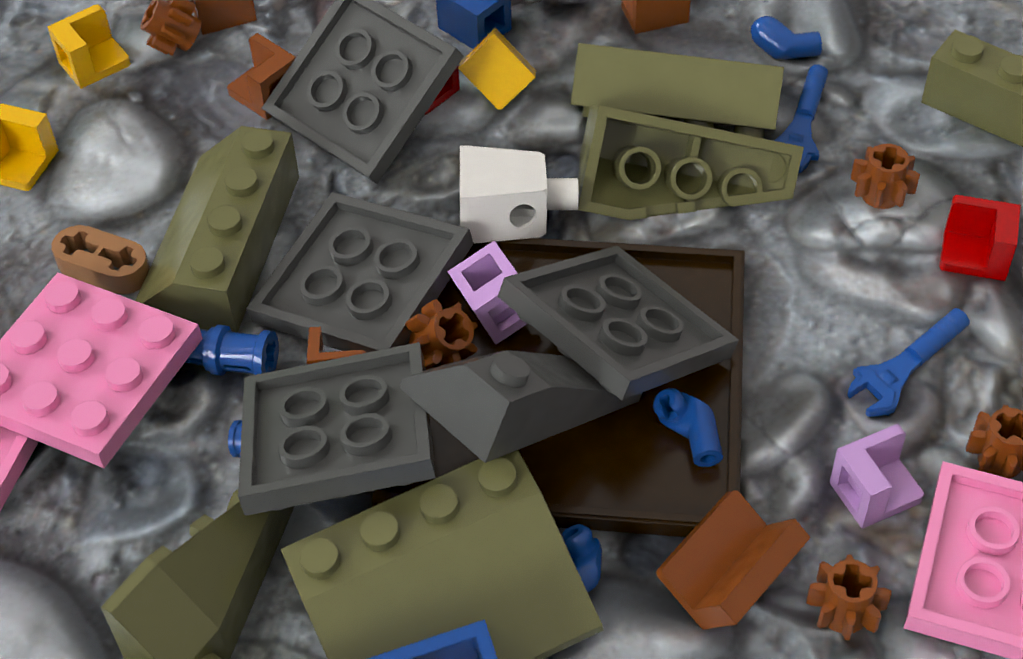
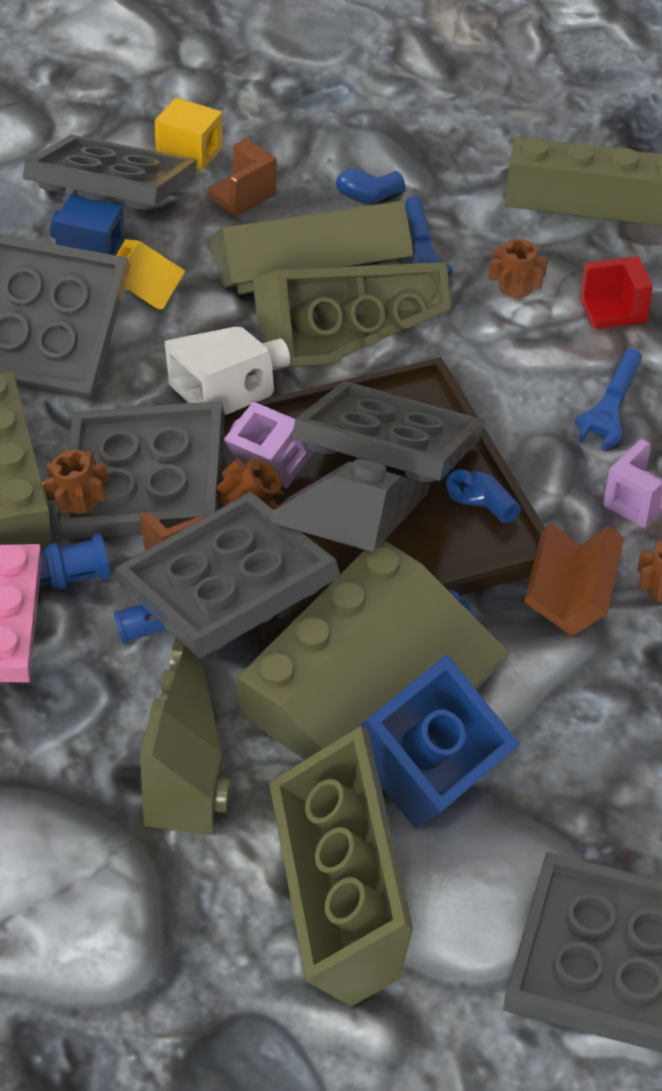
camera: 30 degrees left, 5 degrees down
(274, 268) = (76, 481): none -> dark orange gear

